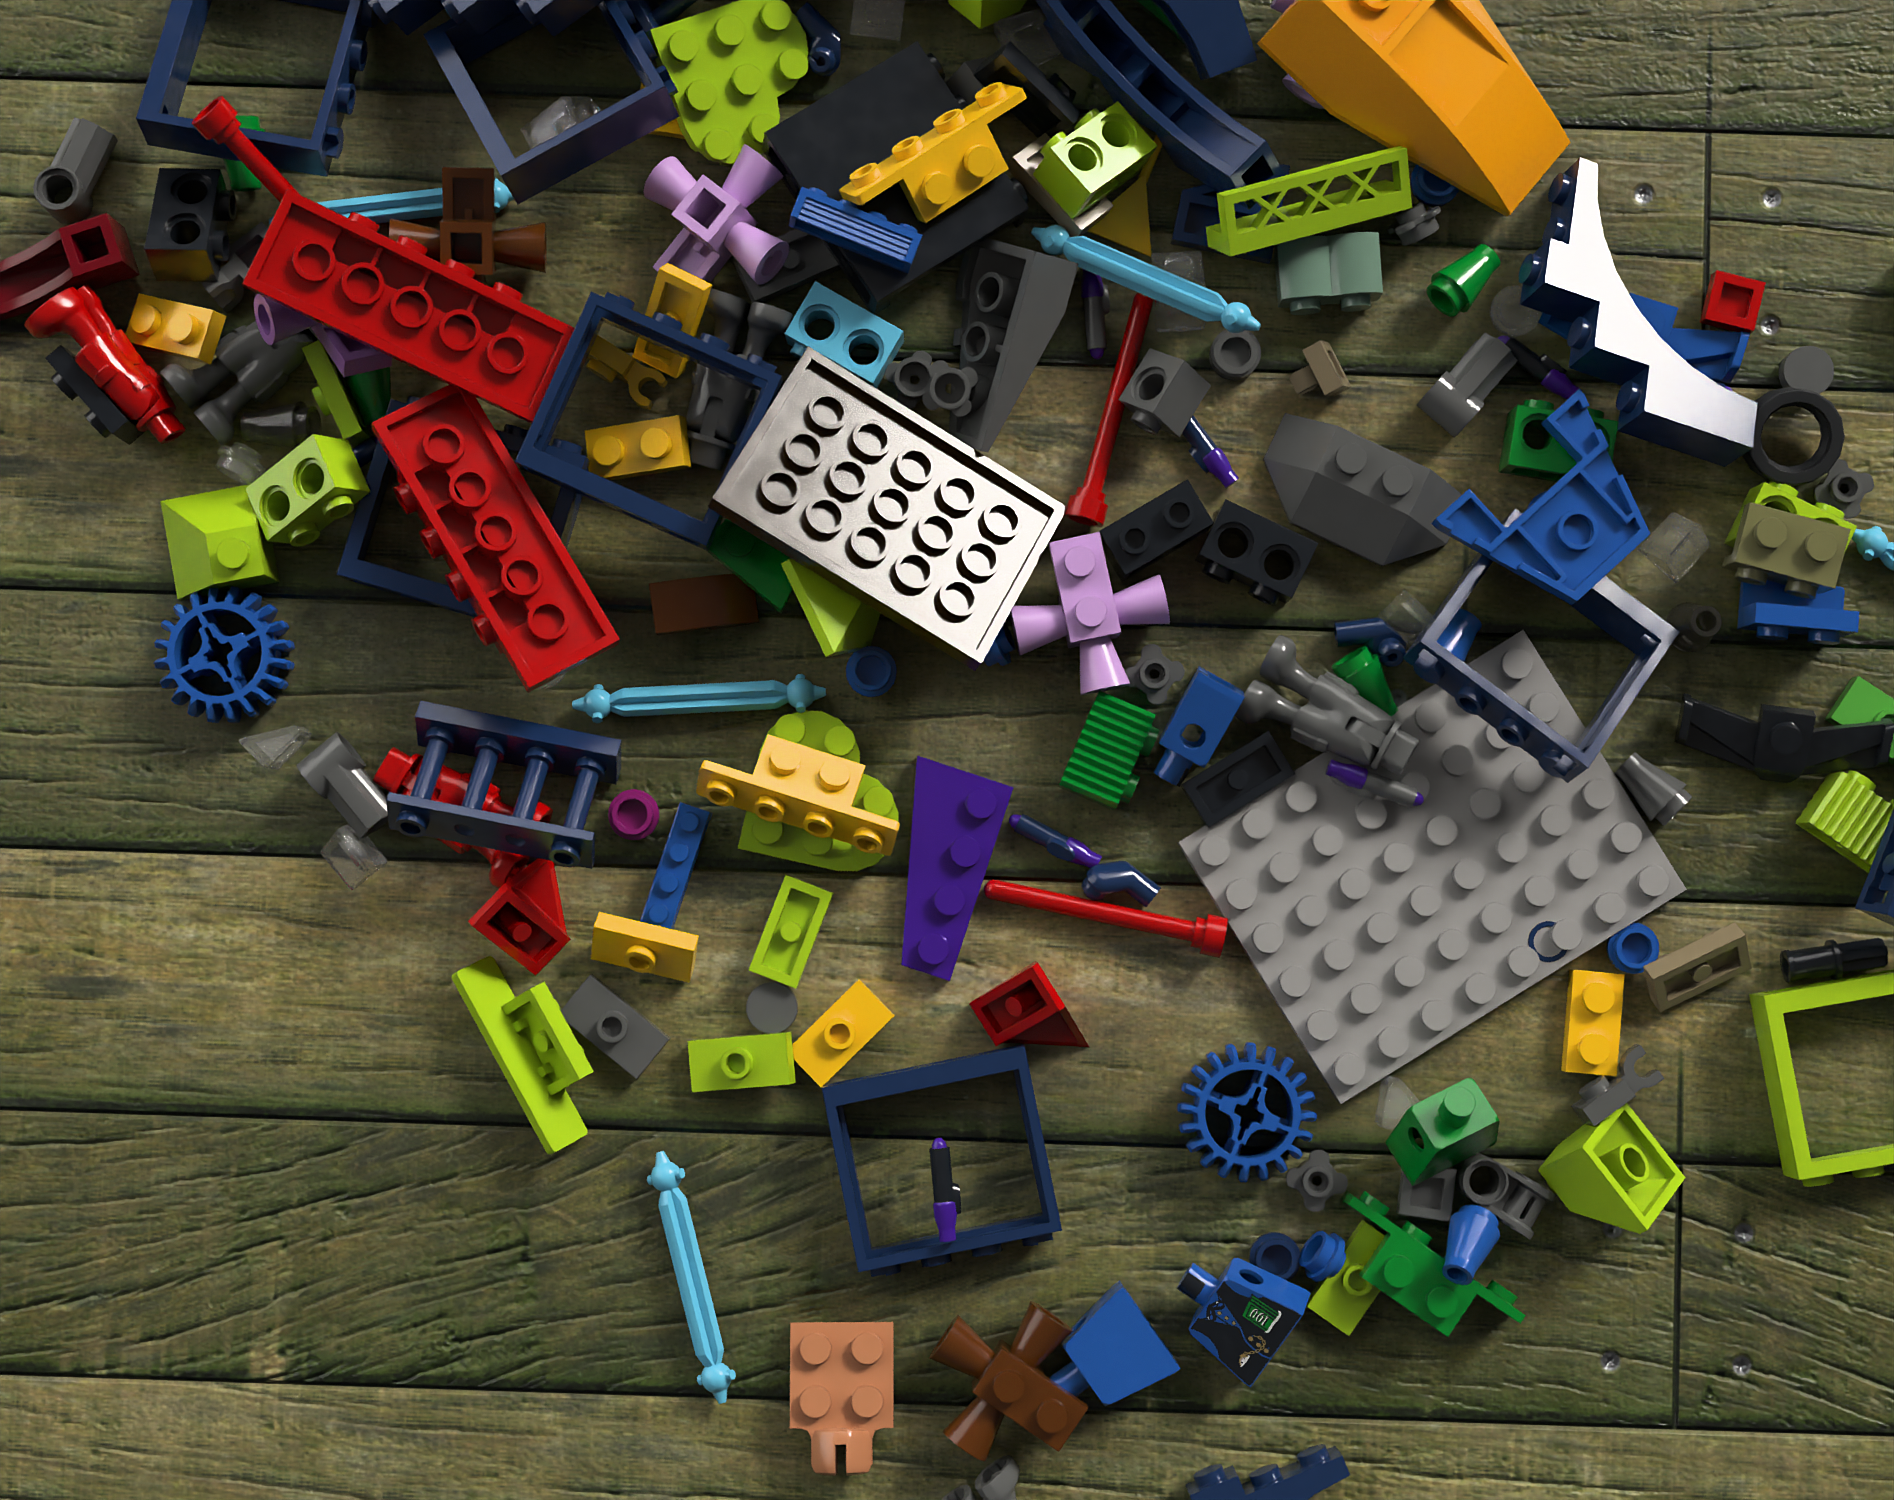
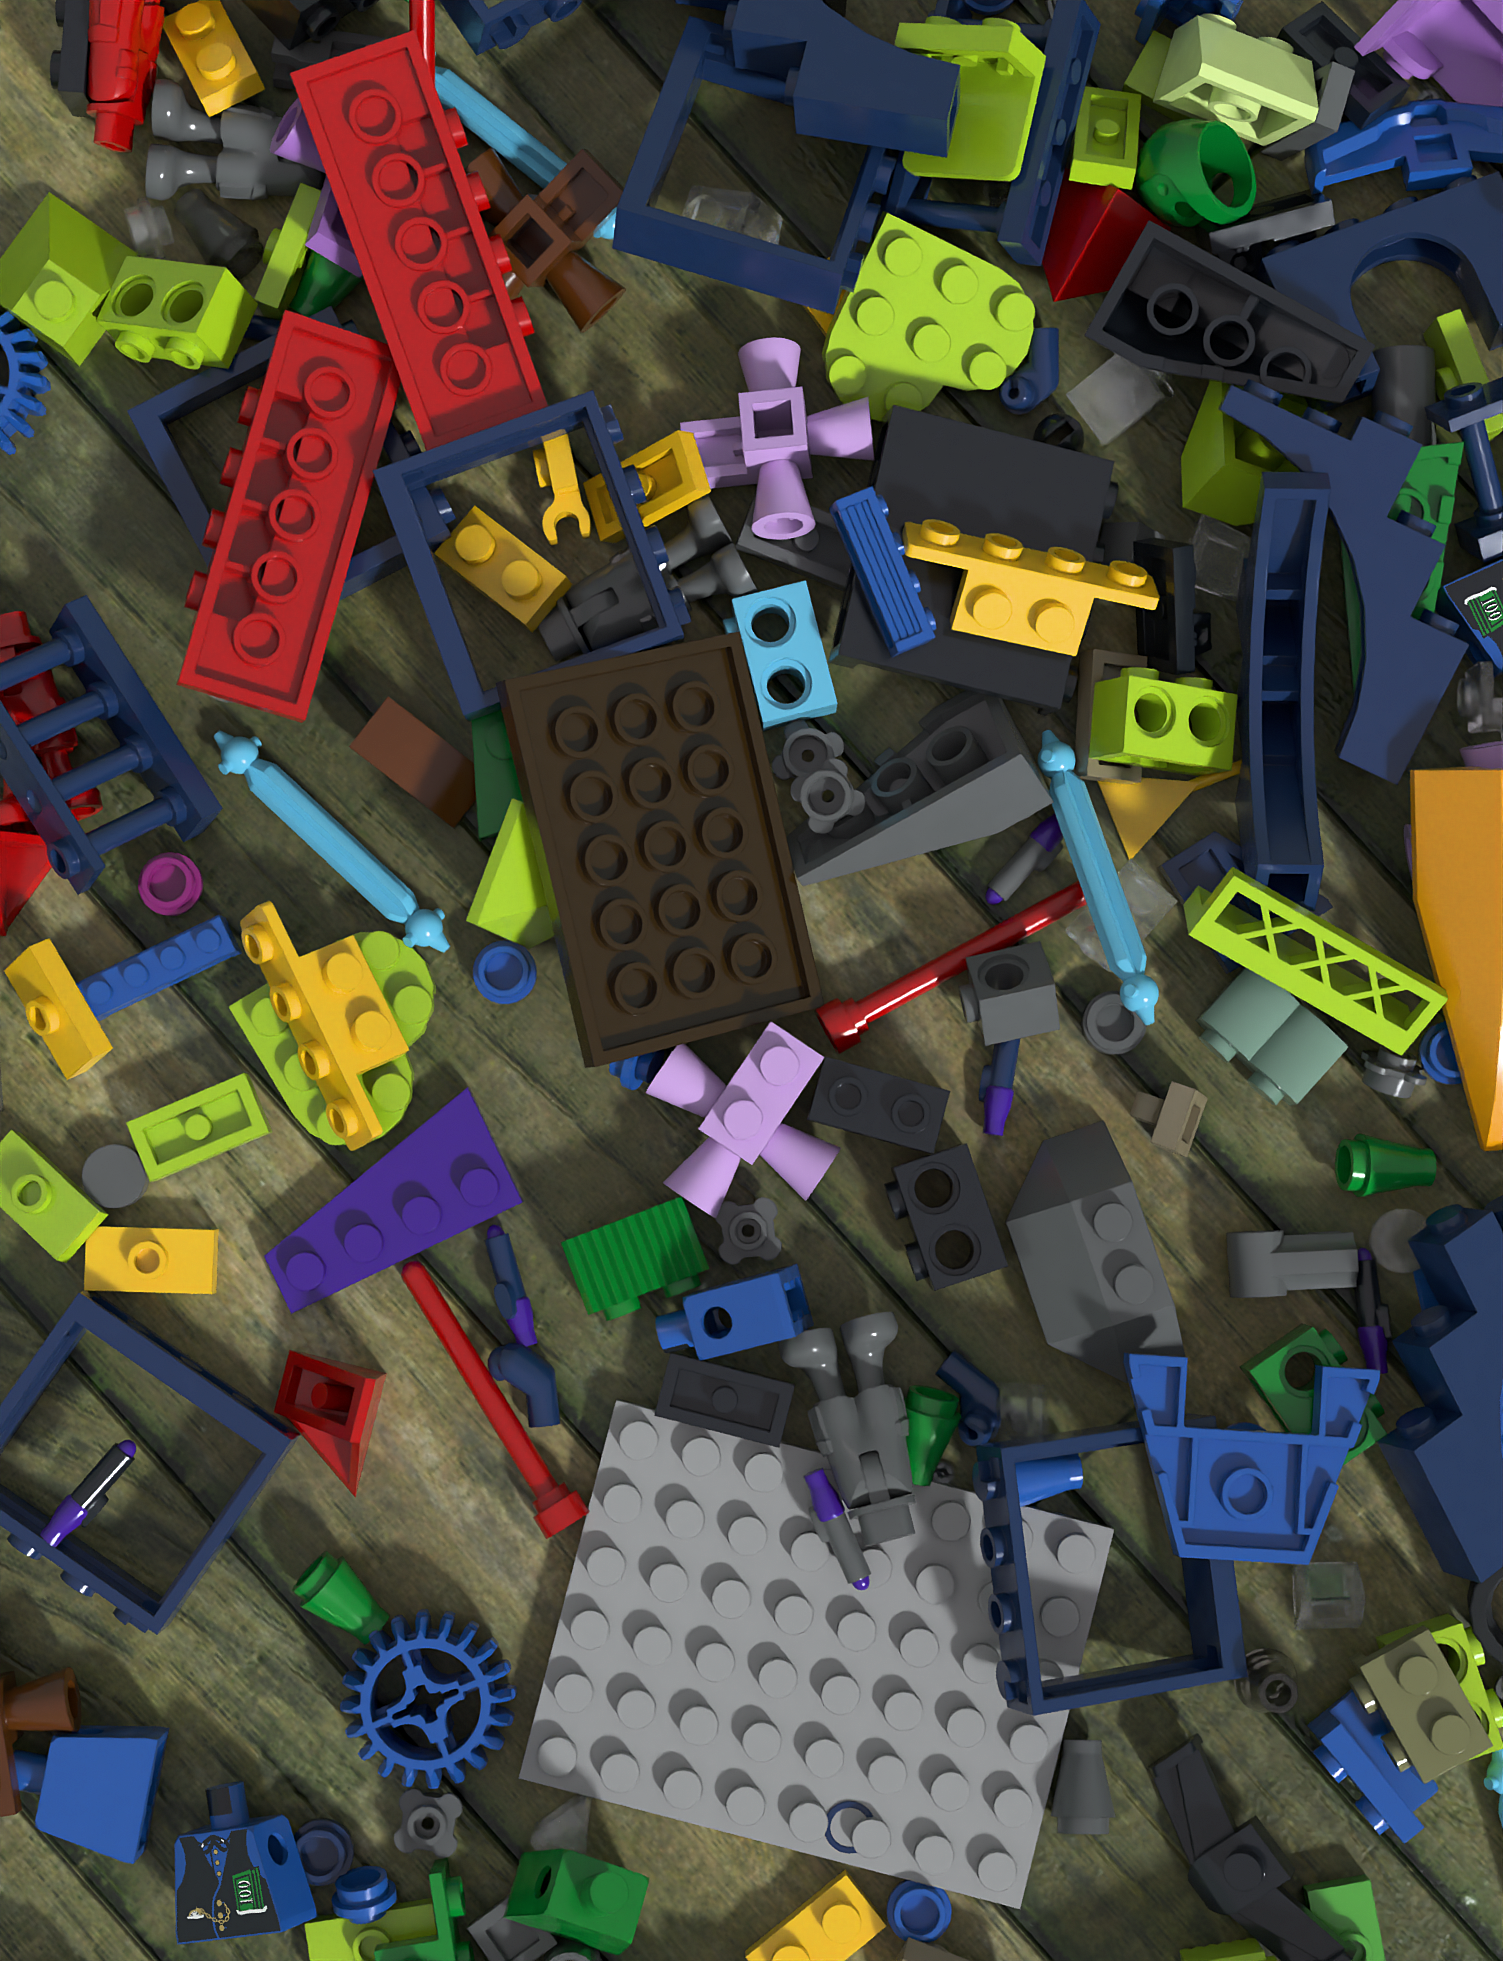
camera: 45 degrees right, 0 degrees up
(858, 59) = (1053, 423): none -> black hinge
(1138, 1108) = (339, 1597): none -> green cone

